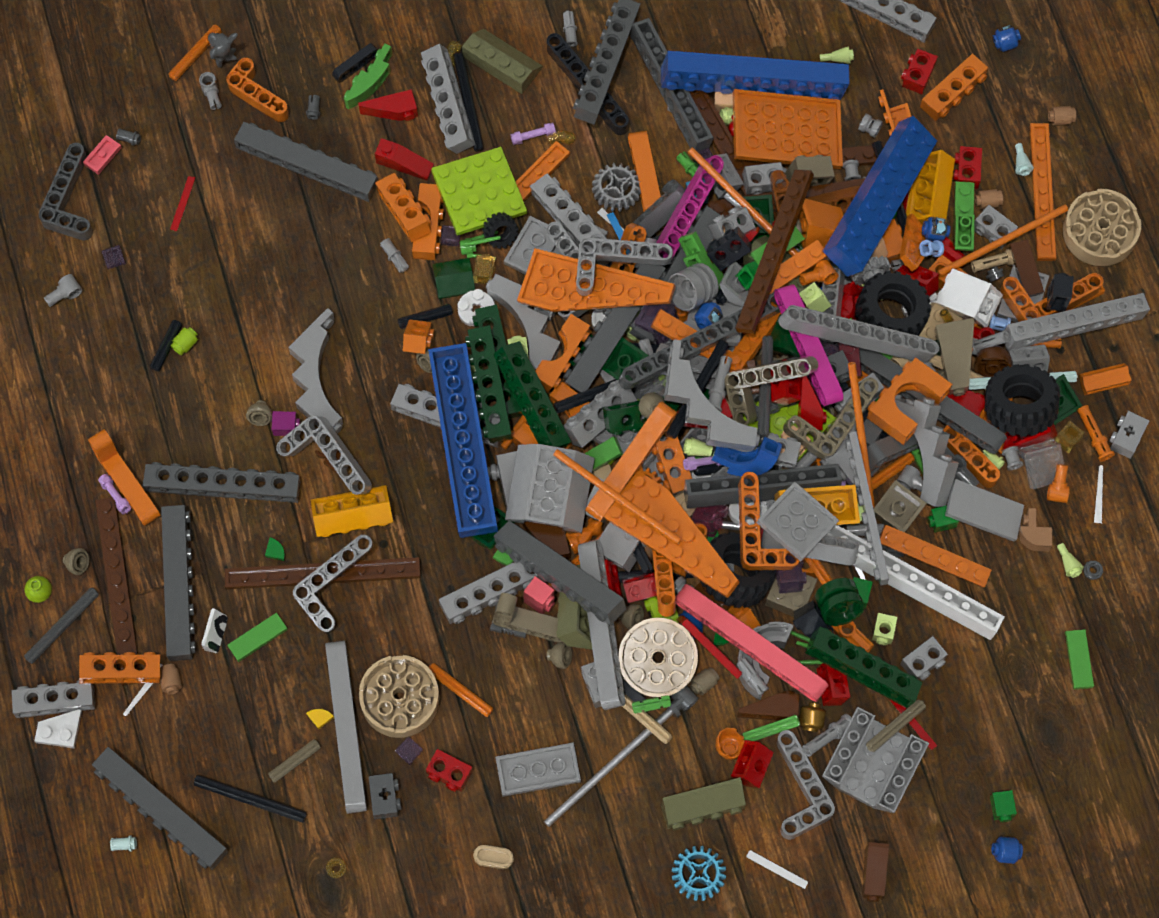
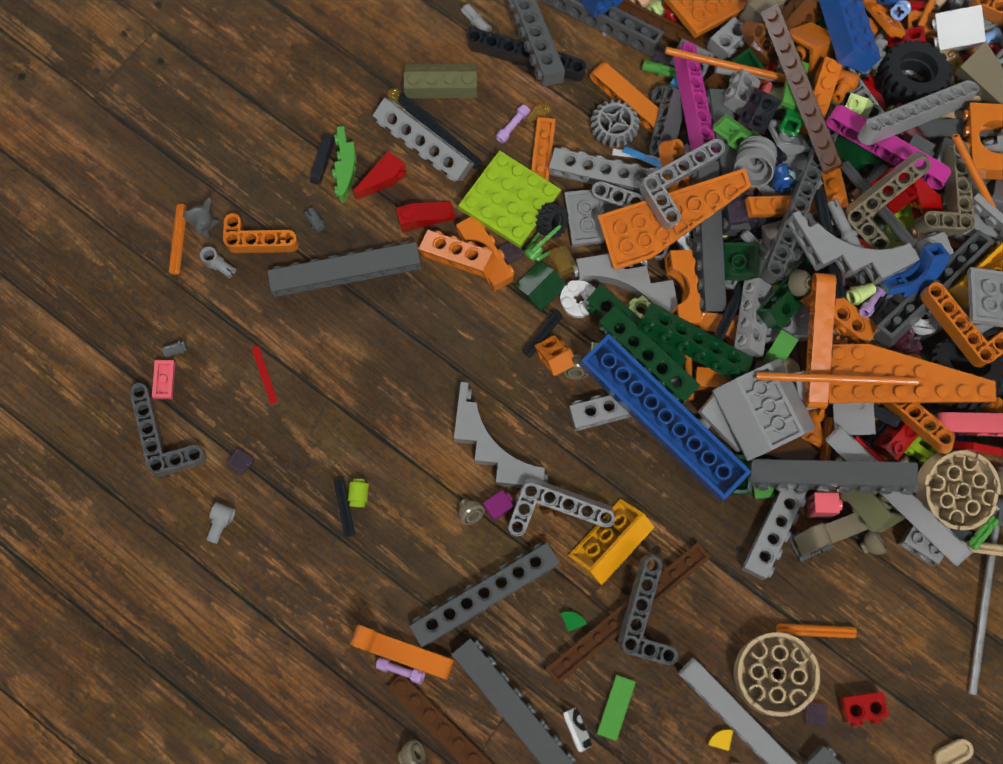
camera: 35 degrees left, 5 degrees up
(394, 255) = (478, 299): light grey axle -> none
(538, 769) = (929, 652): light grey tile -> none

